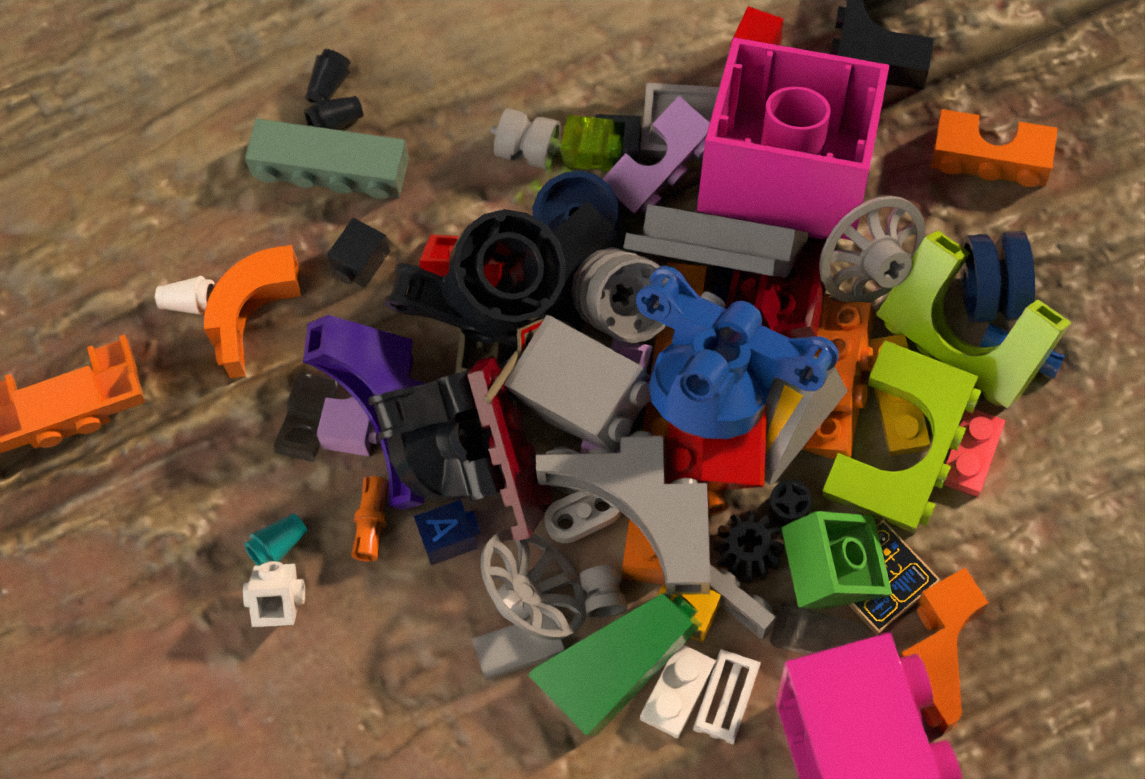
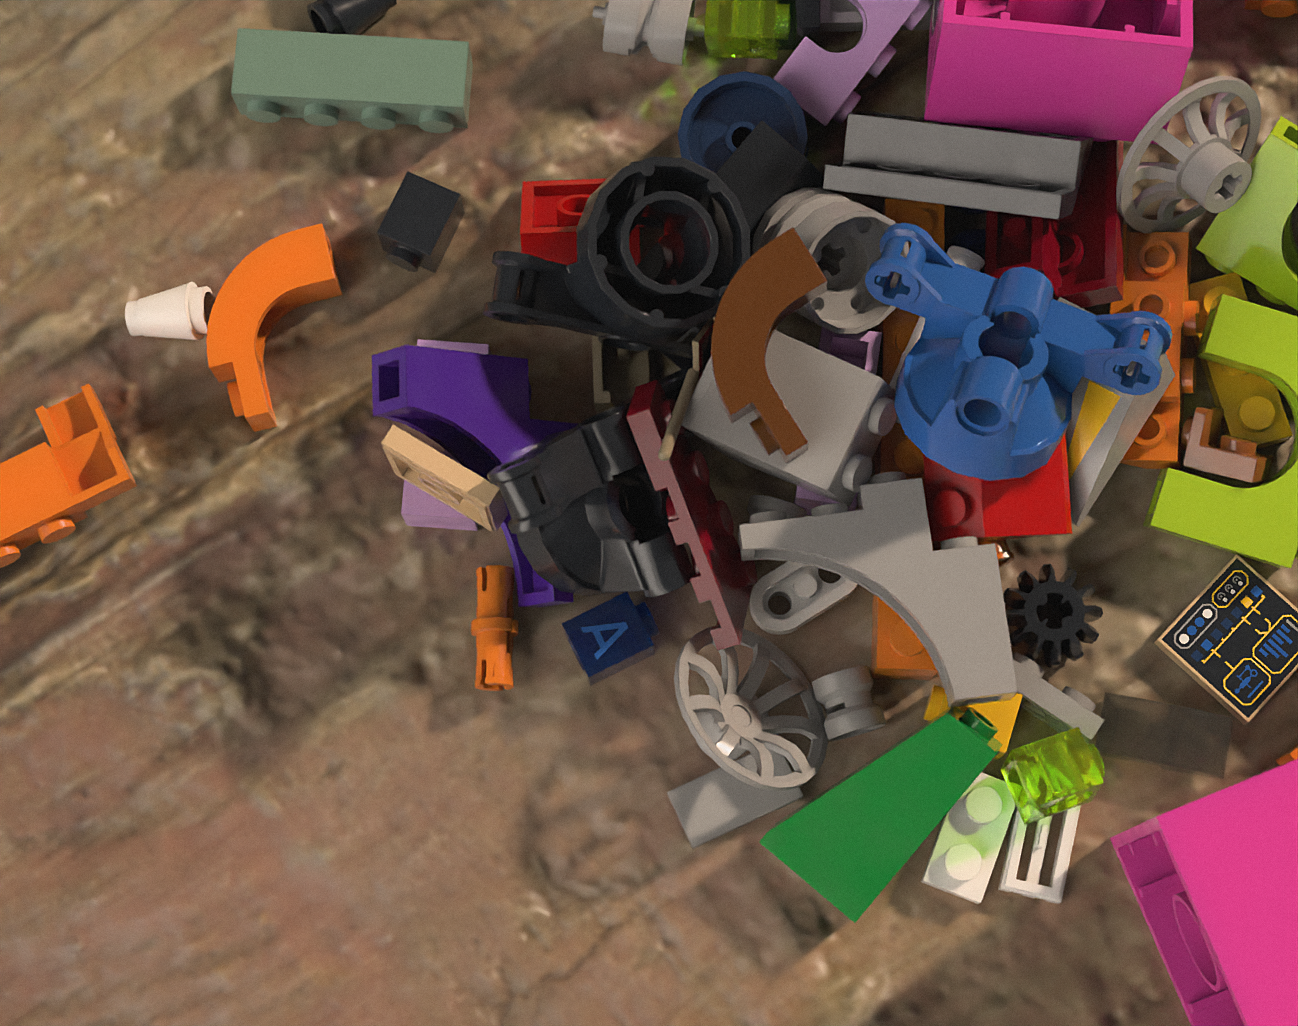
camera: 10 degrees left, 10 degrees up
(273, 594) = (371, 760): white brick -> none
(275, 539) = (359, 676): teal cone -> none
(304, 408) = (373, 490): clear smoke slope -> none
(344, 408) = (444, 479): none -> tan tile
(556, 312) = (757, 300): none -> reddish brown arch
(736, 650) = (1053, 775): none -> clear neon green brick
(791, 495) = (1112, 539): black wheel -> none
(835, 559) = (1178, 625): bright green slope -> none
(869, 445) = (1231, 458): none -> dark orange bracket

